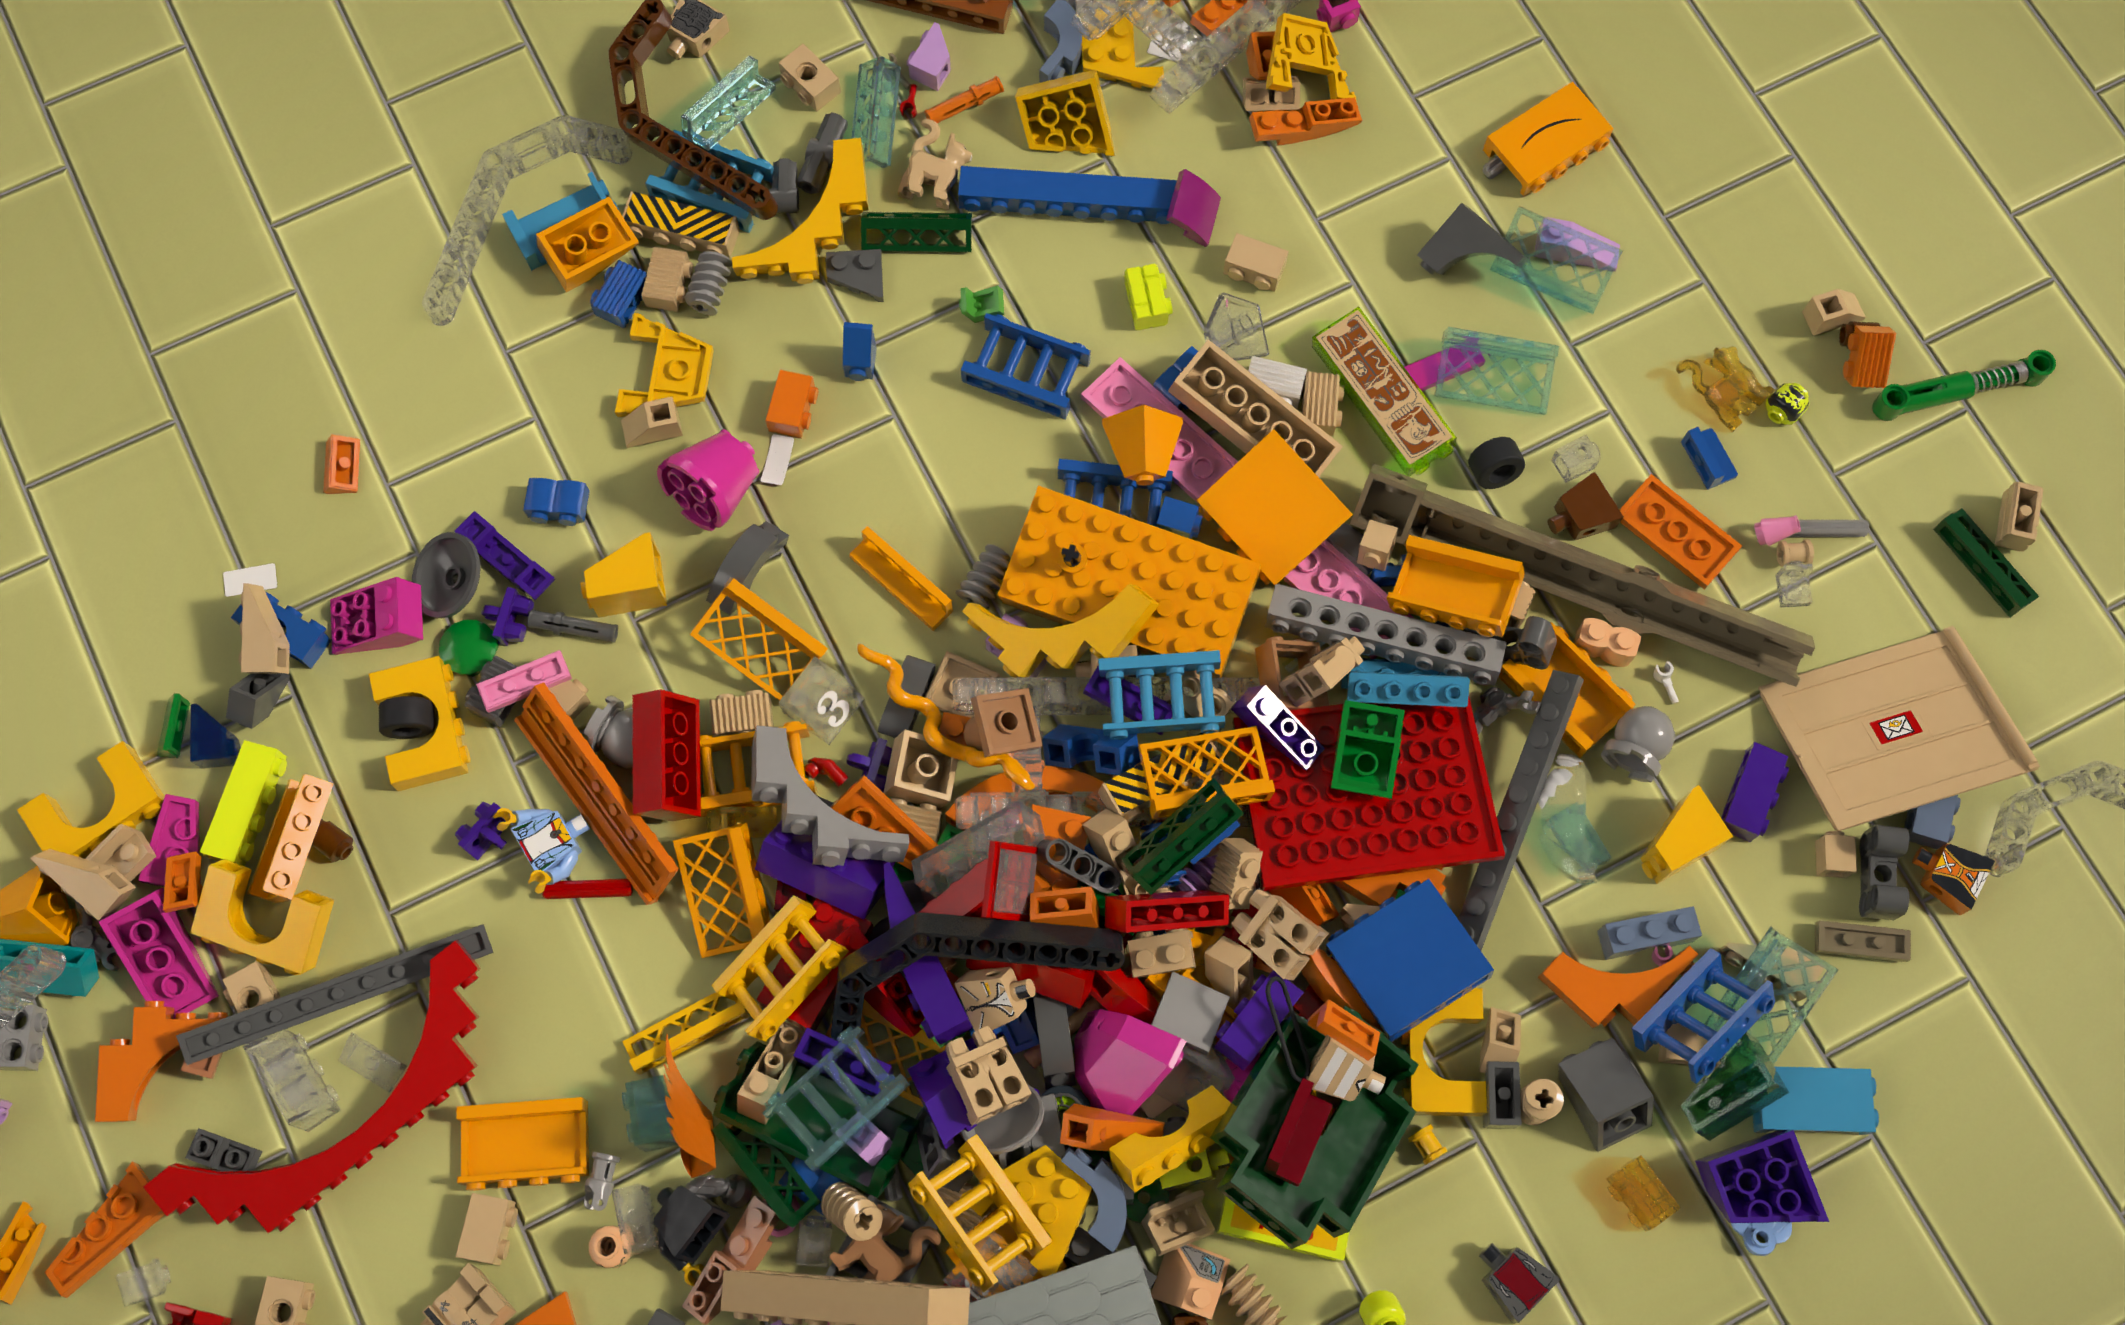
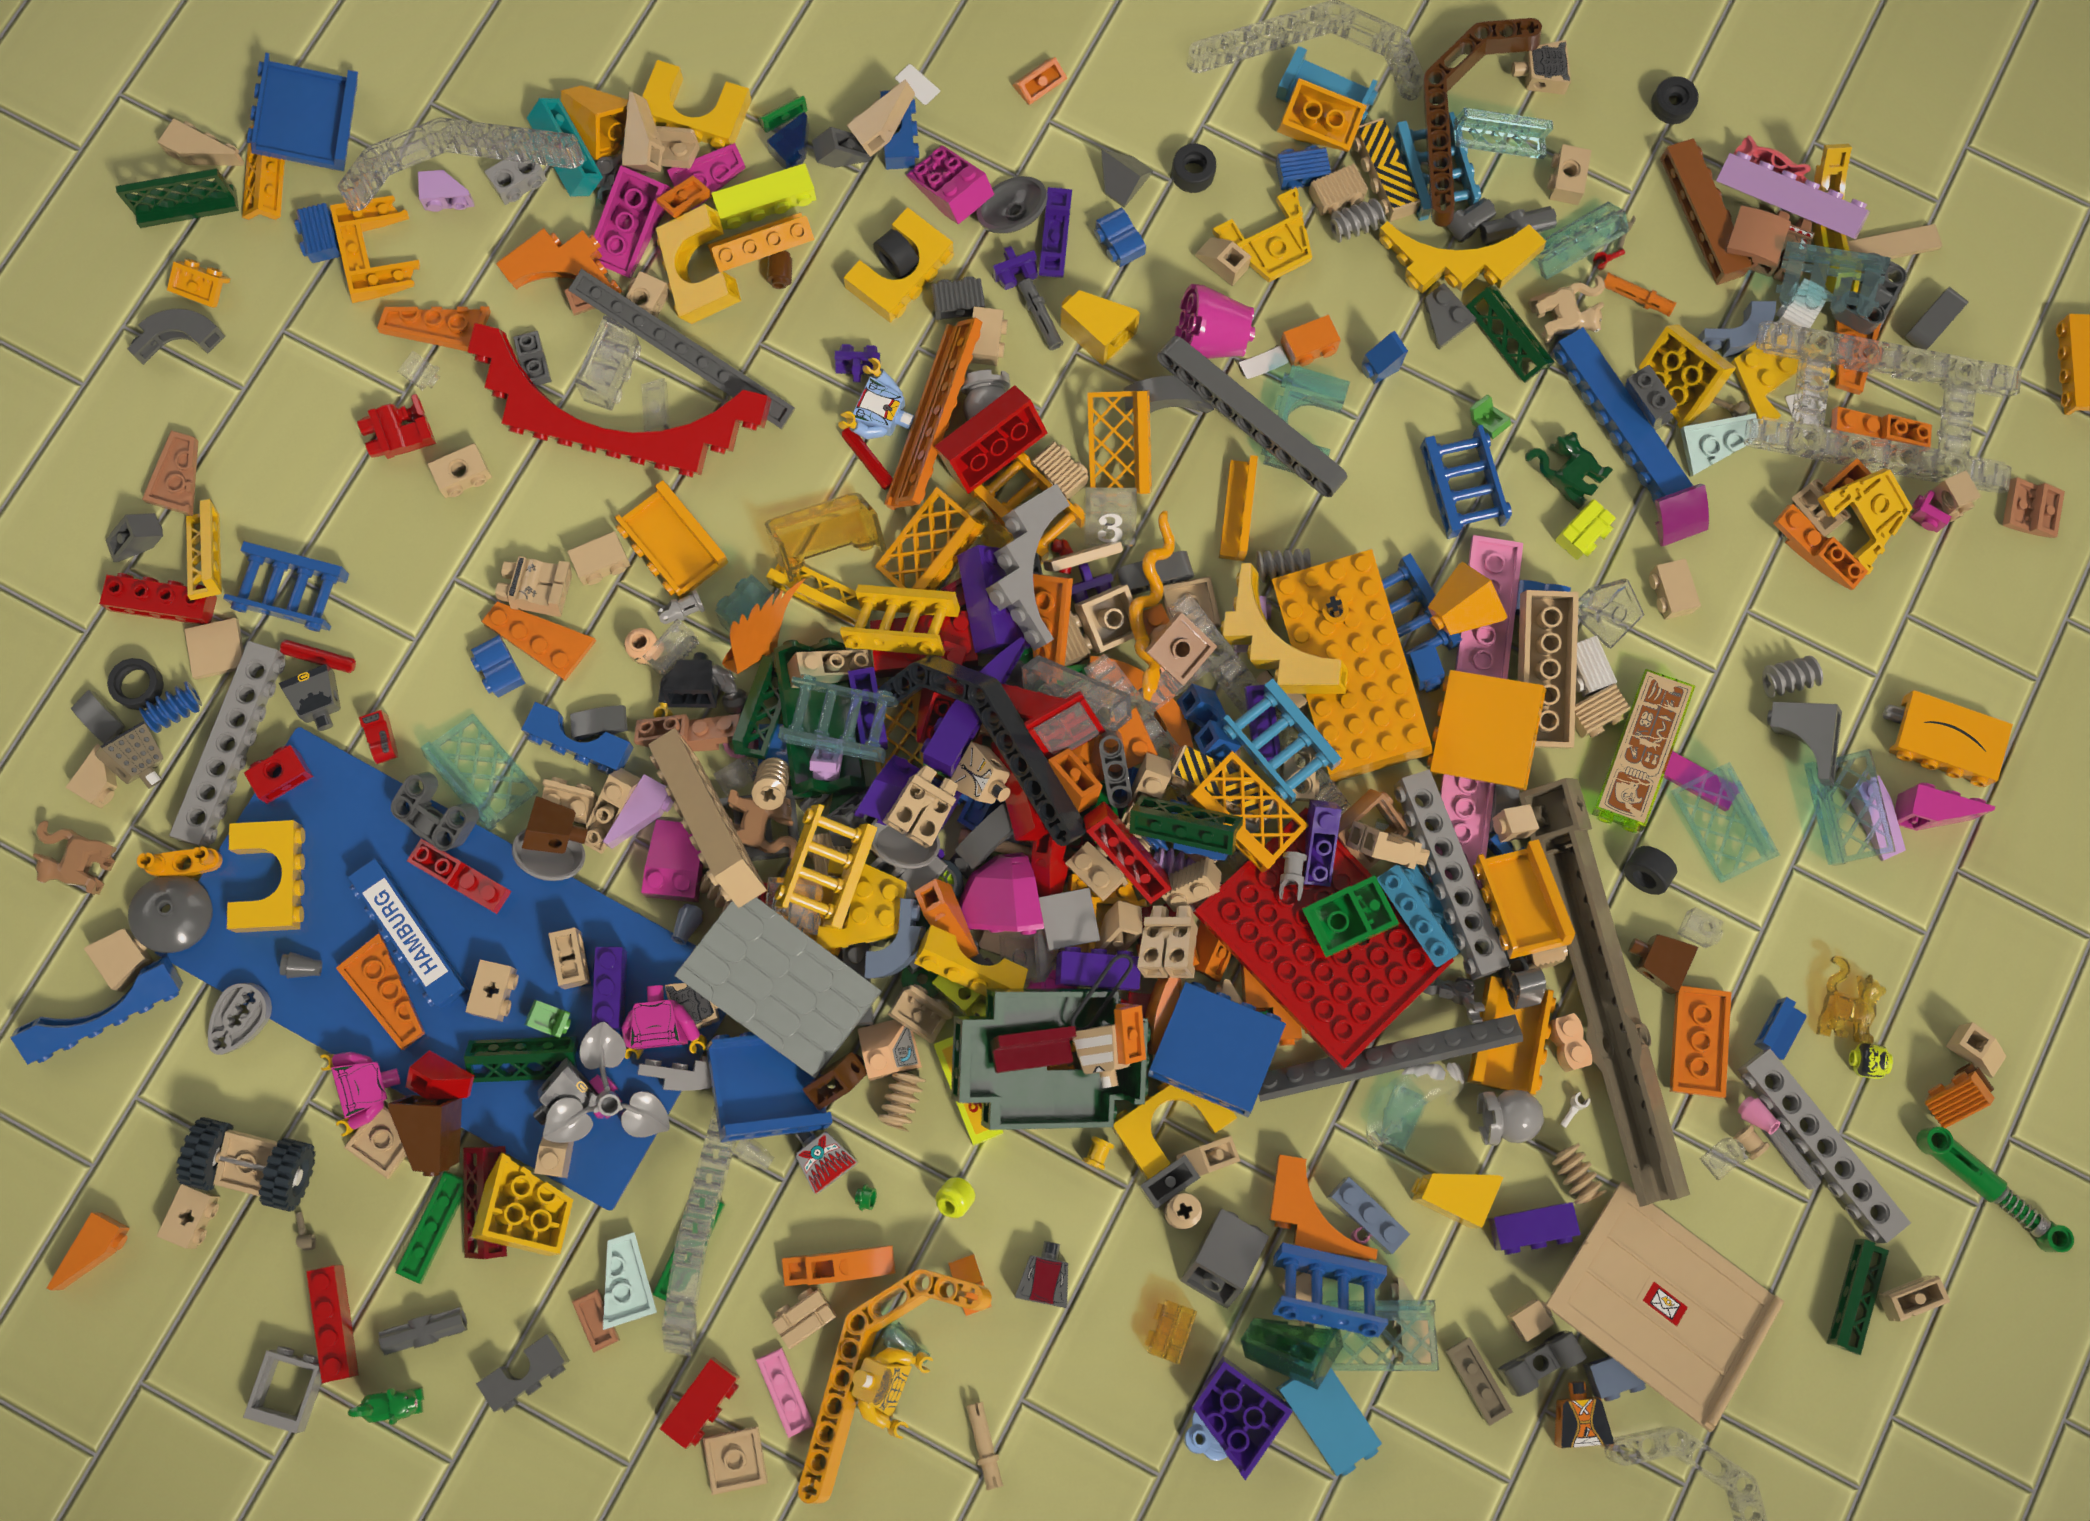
camera: 50 degrees right, 5 degrees up
(468, 647) = (975, 257): green dish -> none
(498, 456) = (1123, 176): none -> dark grey slope
(519, 682) = (970, 306): bright pink tile -> none
(540, 372) = (1190, 181): none -> black tyre
(627, 981) = (822, 530): none -> clear yellow windscreen
(826, 503) = (1252, 416): none -> dark grey beam
(842, 752) = (1082, 556): none -> tan tile
(873, 499) = (1307, 388): none -> clear light blue arch
(931, 60) = (1651, 248): lavender slope -> none
(1070, 154) = (1651, 397): none -> dark grey panel
(1087, 273) = (1571, 474): none -> dark green animal
(1131, 98) = (1739, 410): none -> dark tan hand
(1145, 136) = (1713, 441): none -> light aqua wing
(1289, 771) = (1292, 872): none -> light grey piece
(1403, 224) = (1791, 676): none -> light grey piece
(1599, 197) = (1929, 808): none -> dark pink slope
(1730, 719) = (1578, 1174): none -> tan piece
(1936, 486) = (1890, 1218): none -> light grey brick

